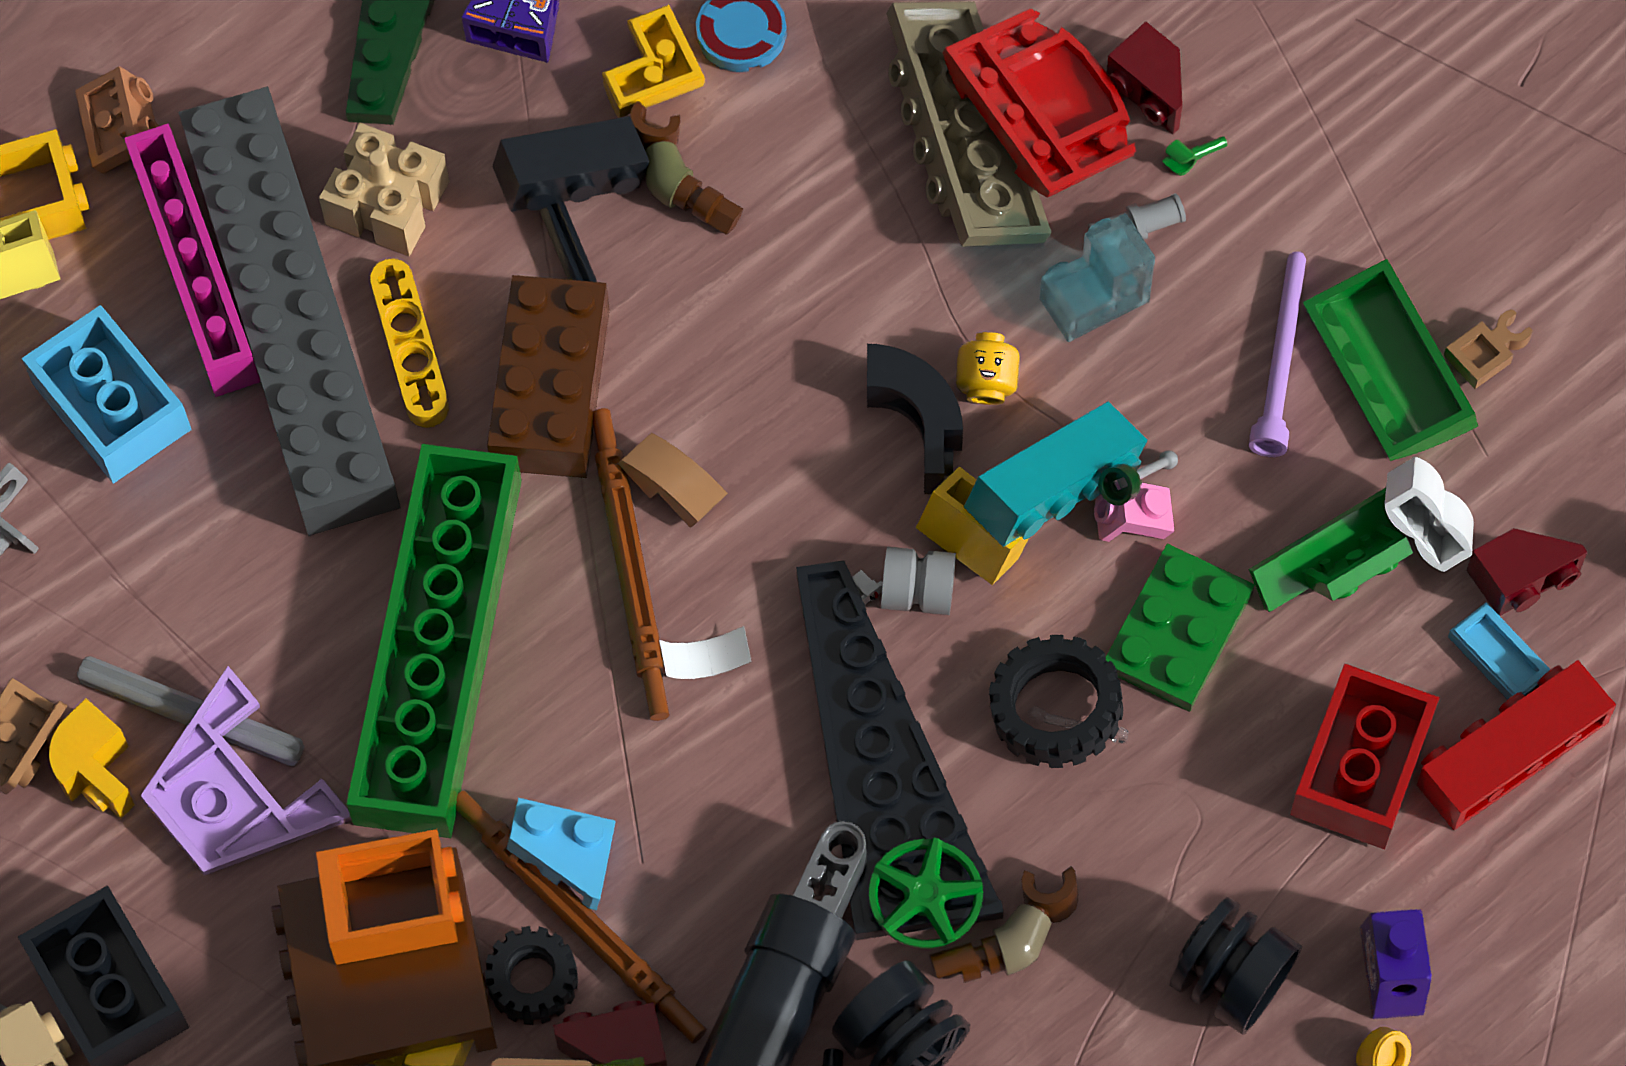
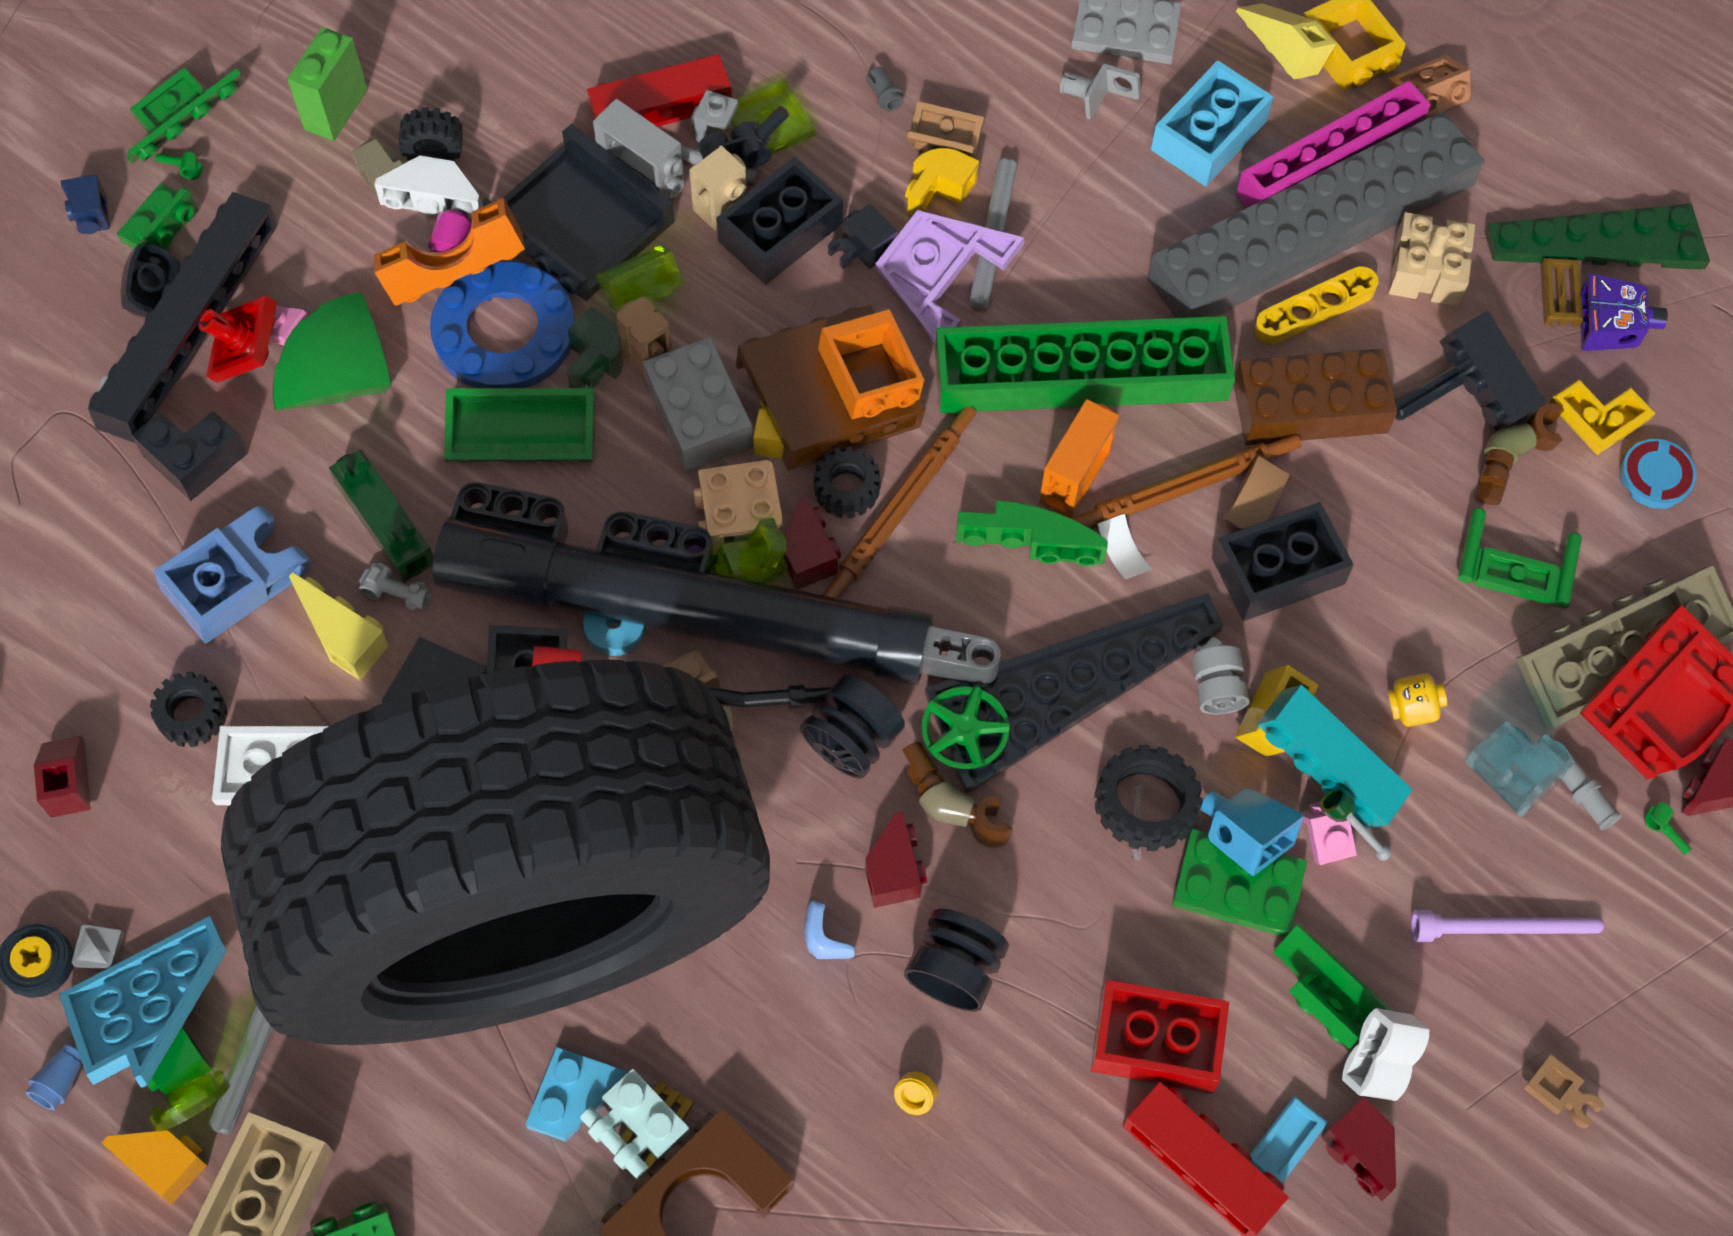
camera: 75 degrees right, 0 degrees up
(156, 877) = (864, 236): none -> black brick
(459, 66) = (1561, 315): none -> pearl gold tile
(563, 846) = (946, 481): medium azure wing -> none
(578, 671) = (1079, 458): none -> orange window
(663, 747) = (1046, 532): none -> green slope
(776, 470) = (1282, 561): none -> black brick
(842, 218) = (1516, 573): none -> green plate
(922, 395) = (1386, 637): black arch -> none
(1087, 1023) = (891, 865): none -> dark red slope
(1123, 591) = (1251, 827): none -> dark azure torso
(1391, 362) = (1524, 1014): green slope -> none
(1396, 956) = (991, 1087): dark purple torso -> none

